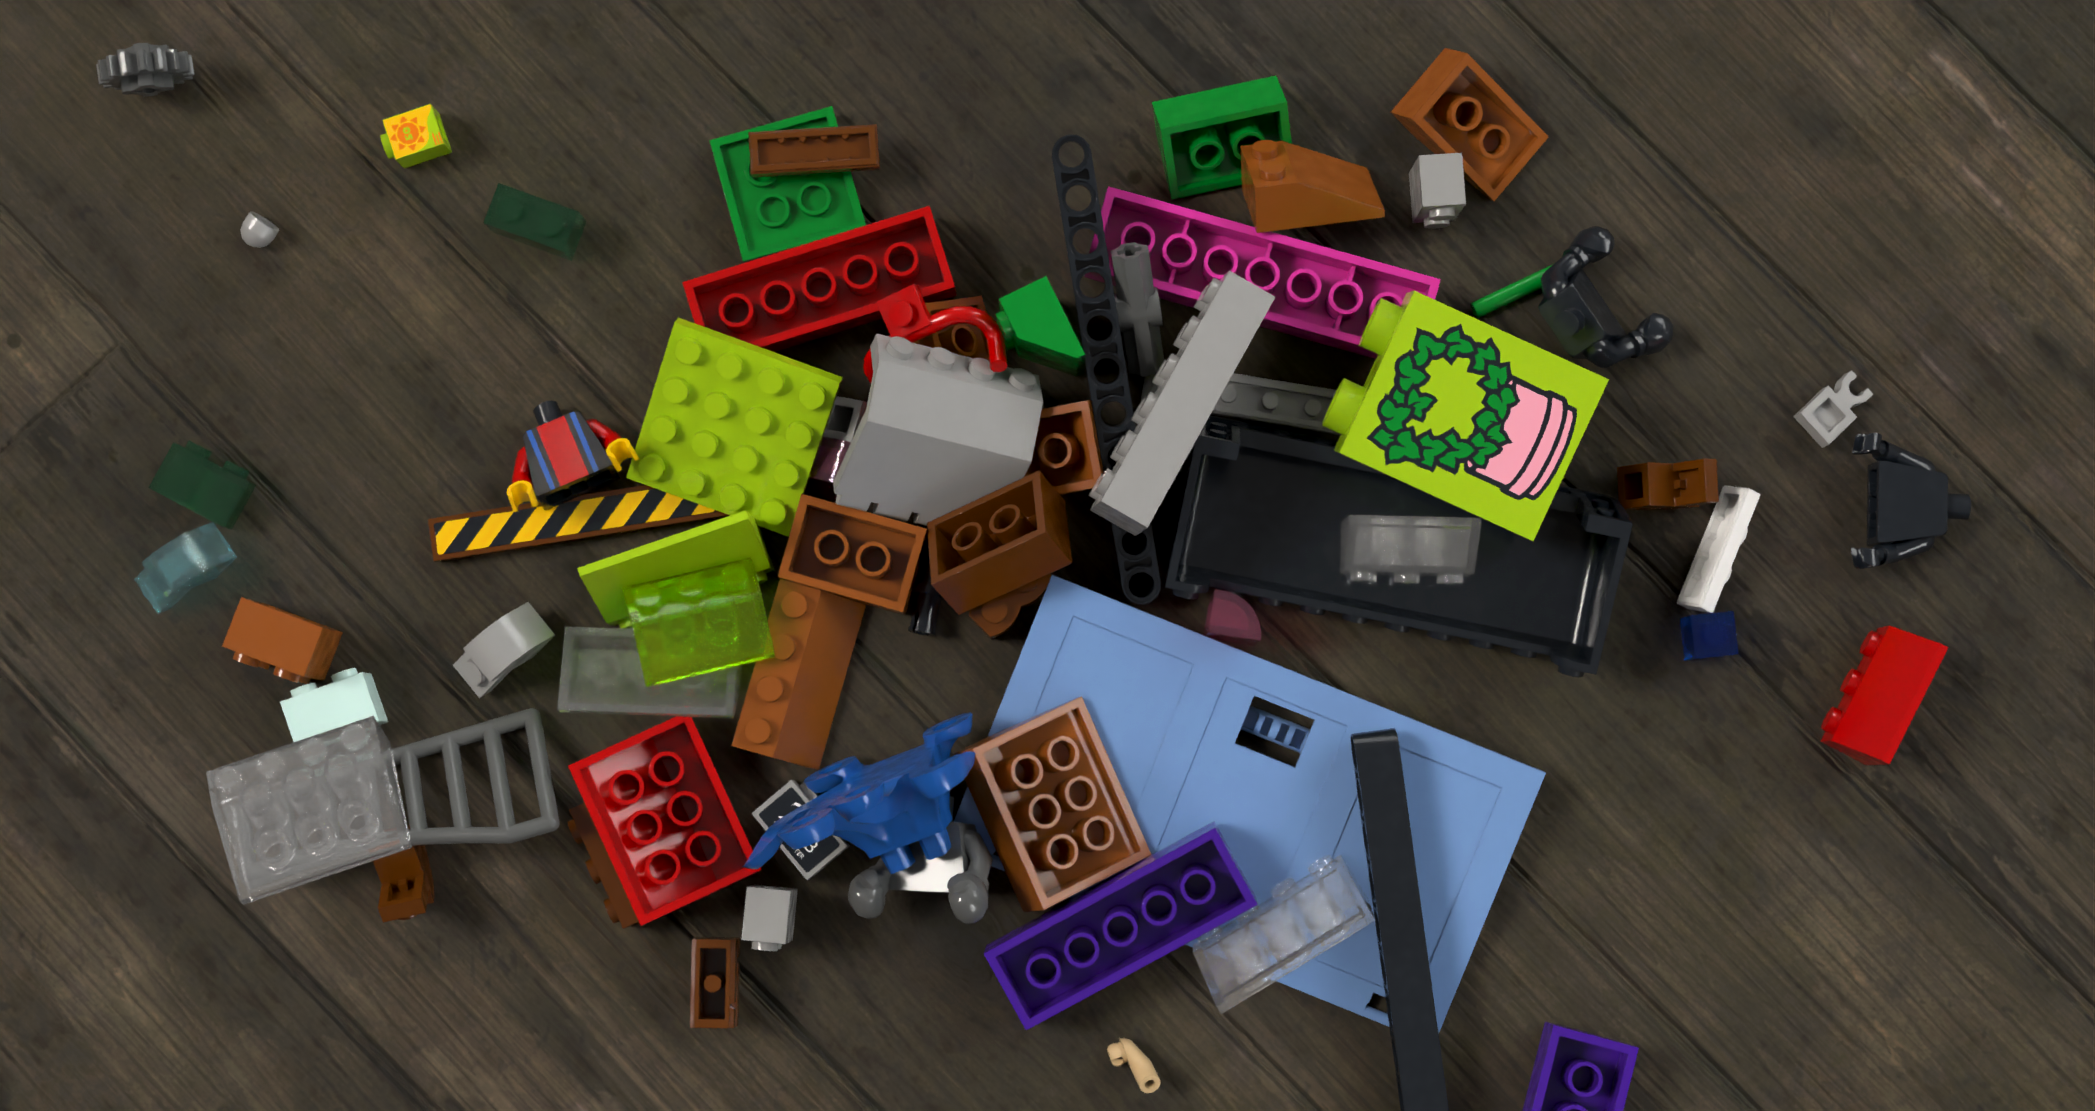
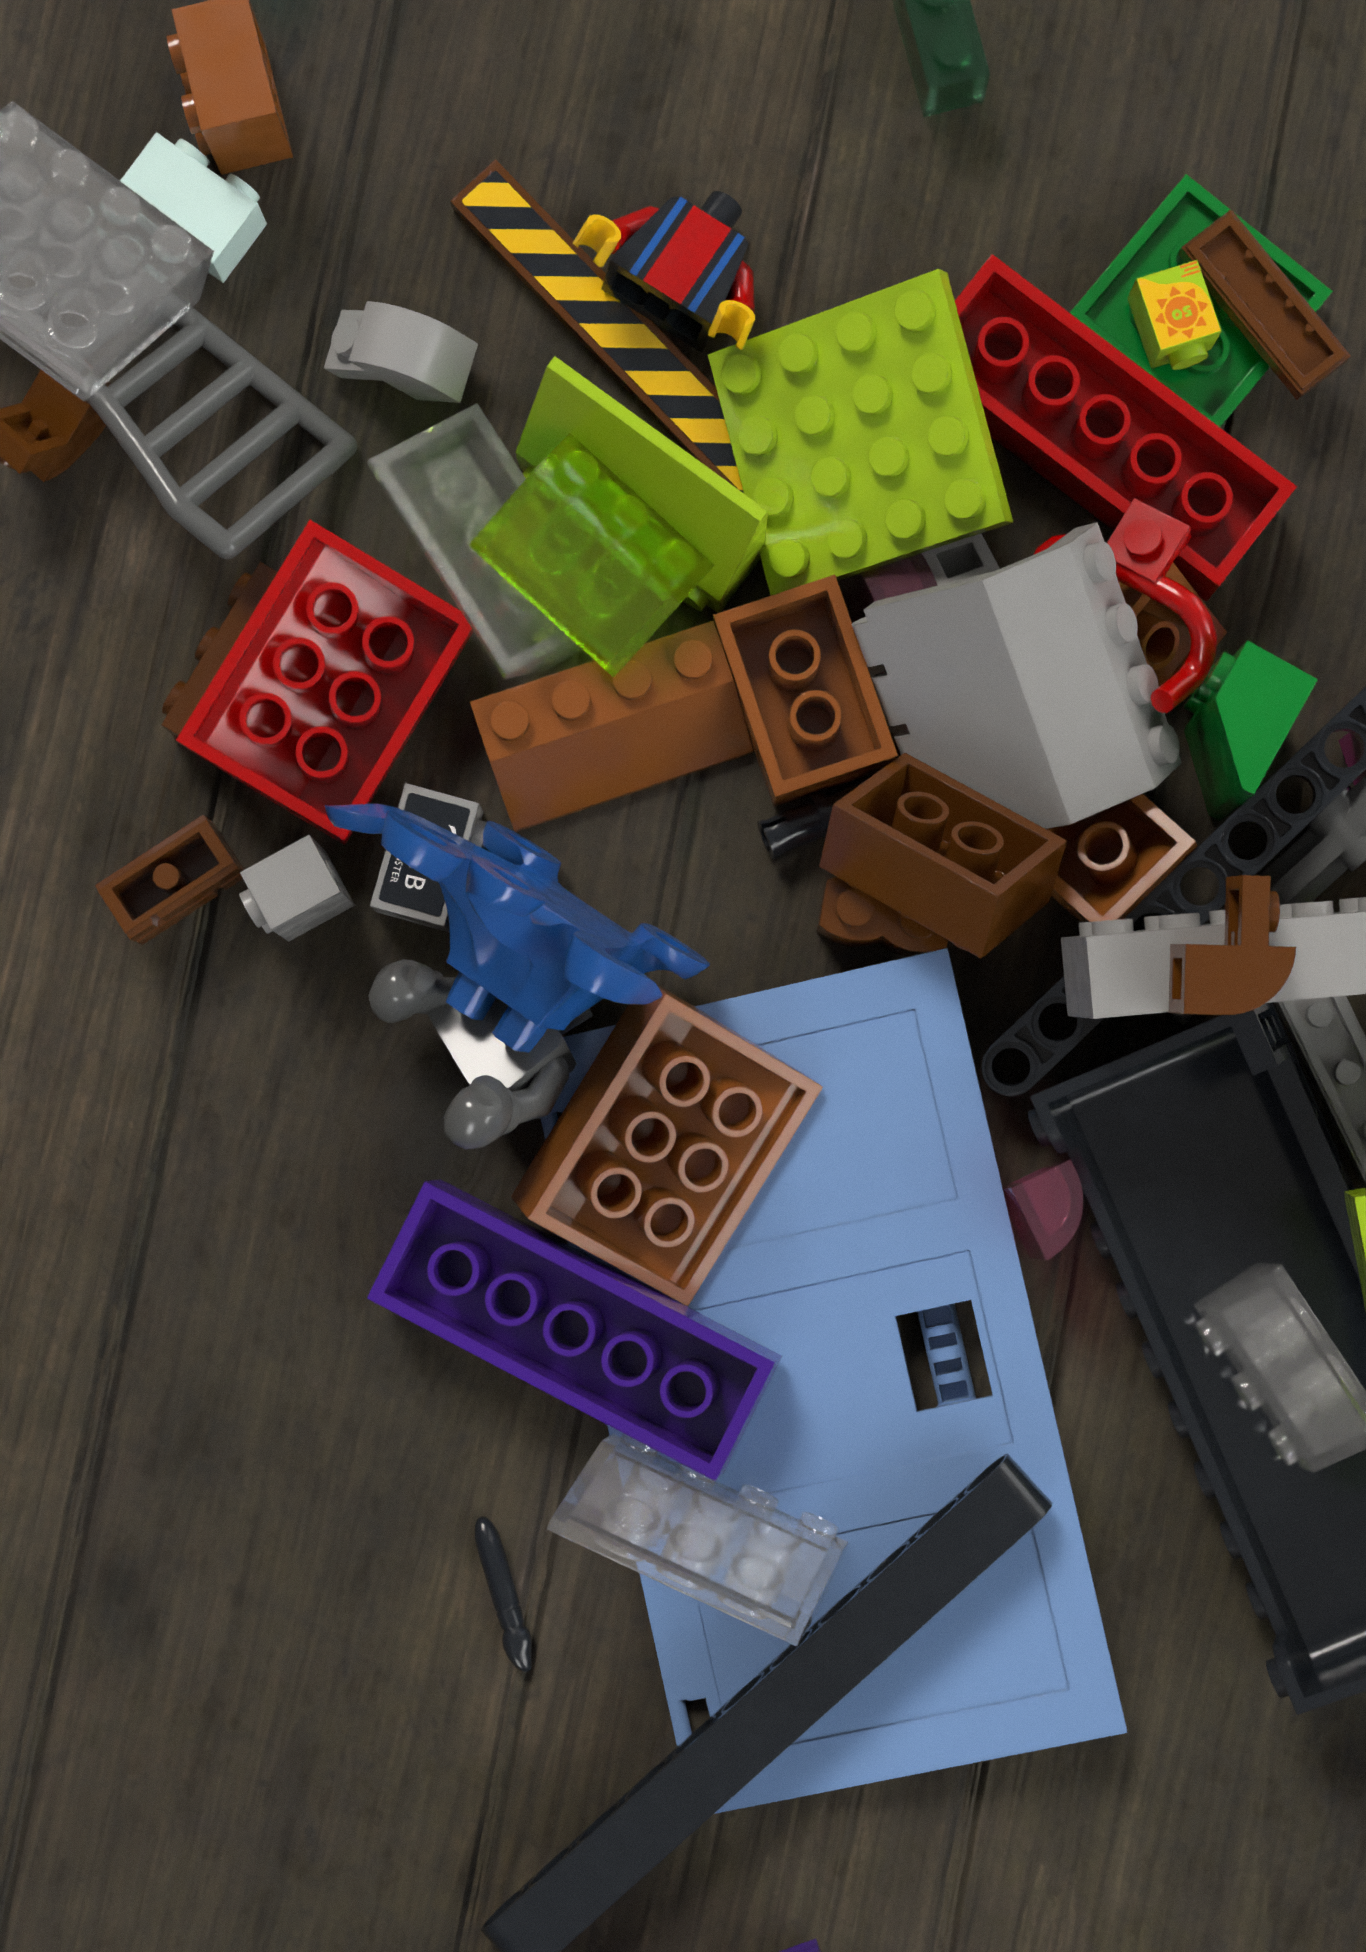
camera: 60 degrees right, 0 degrees up
(787, 205) = (1174, 316): none -> brick
(1142, 1068) = (422, 1467): tan arm -> none
(1176, 433) = (1244, 969): none -> reddish brown brick
(1268, 1075) = (516, 1636): none -> black piece

